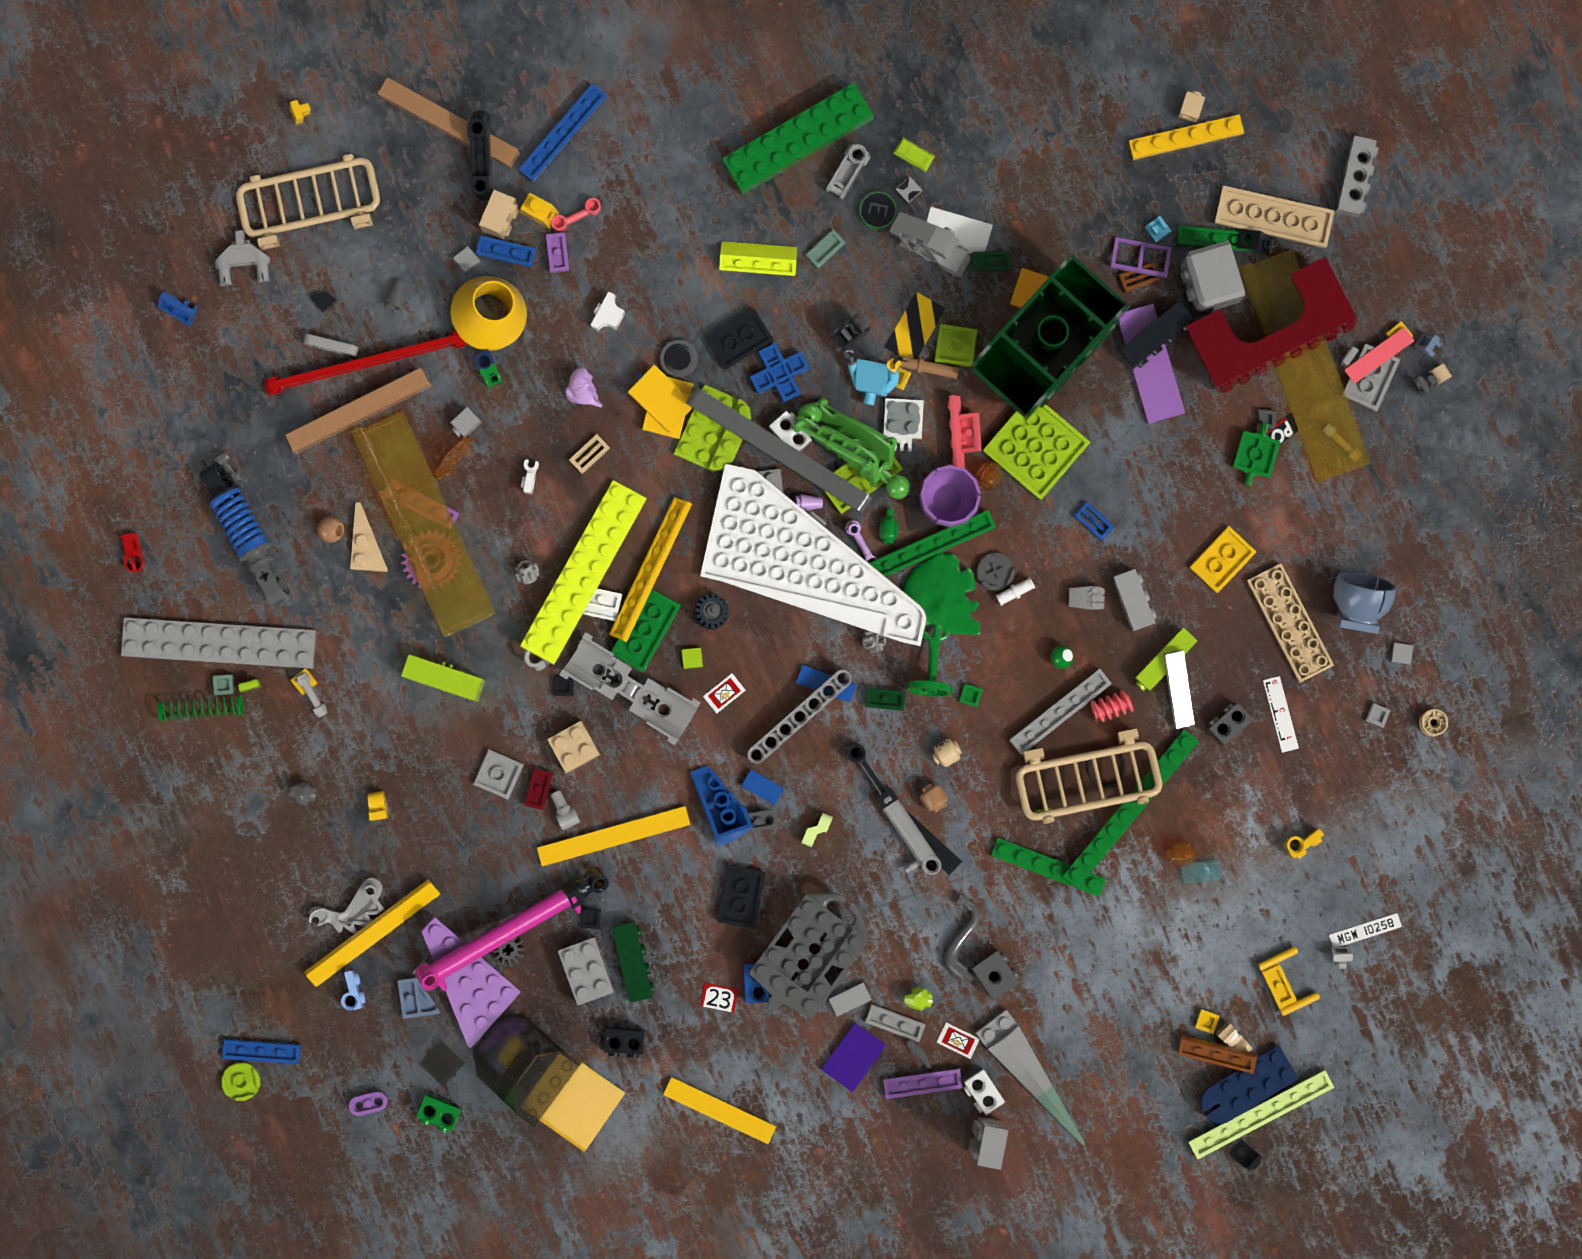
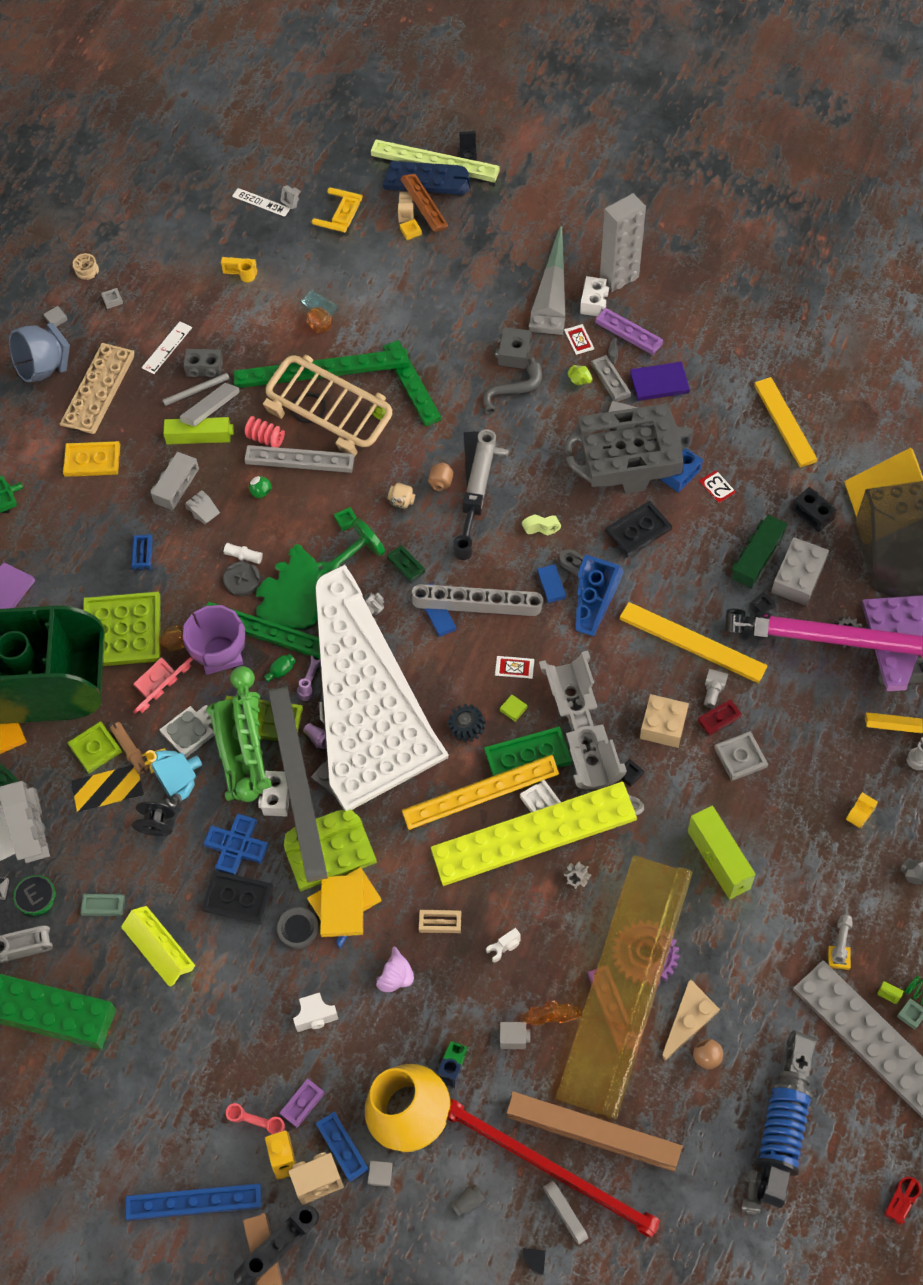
camera: 130 degrees left, 25 degrees down
(1212, 696) = (198, 388): none -> light grey bar

